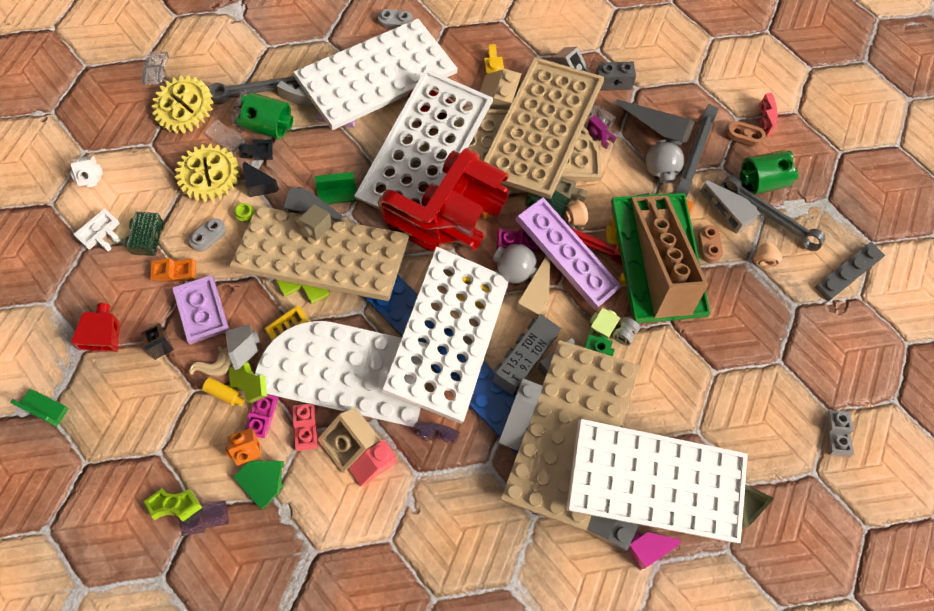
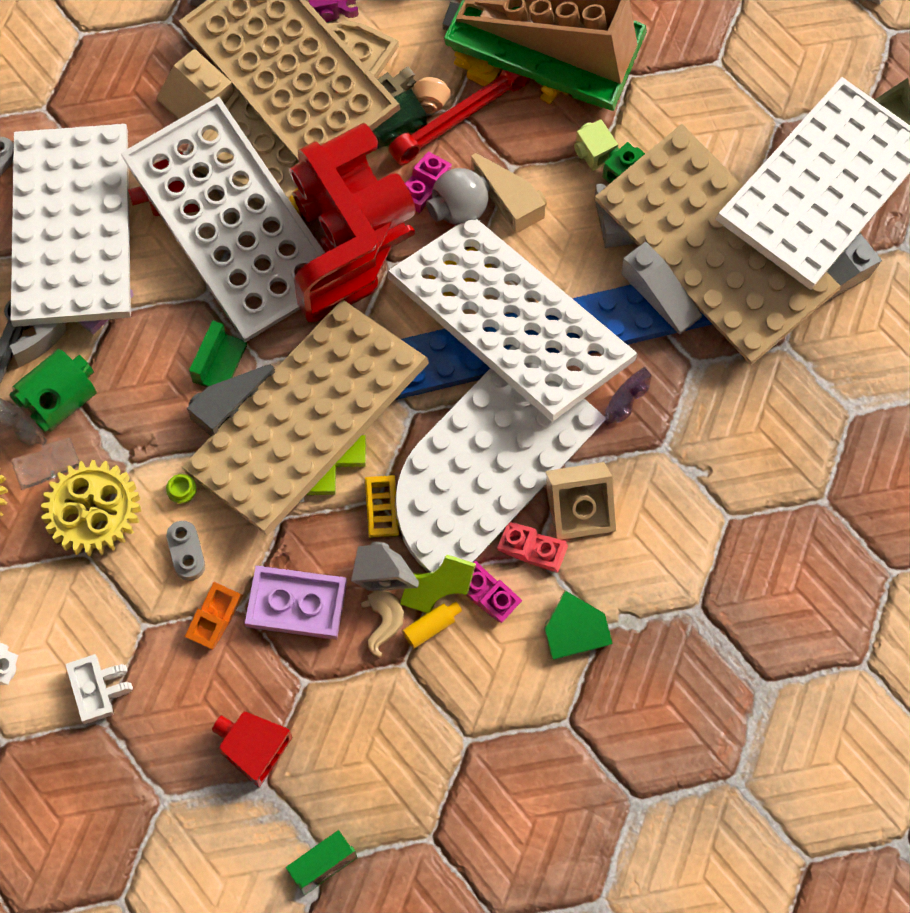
camera: 55 degrees left, 0 degrees up
(144, 233) = (137, 628): clear green brick -> none
(156, 341) = (308, 676): black slope -> none
(180, 505) = (543, 757): lime tile -> none
(208, 516) = (587, 715): slope -> none
(243, 446) = (523, 625): orange brick -> none
(258, 182) = (145, 449): black slope -> none
(259, 150) = (95, 425): black plate -> none
(314, 222) = (264, 397): dark tan brick -> none
(373, 462) = (627, 485): coral slope -> none
(493, 63) = (146, 79): yellow plate -> none
(526, 354) = (587, 246): dark grey brick -> none
(568, 253) = (483, 129): lavender plate -> none
(626, 331) = (617, 123): light grey wheel -> none
(650, 548) = (890, 239): dark pink slope -> none

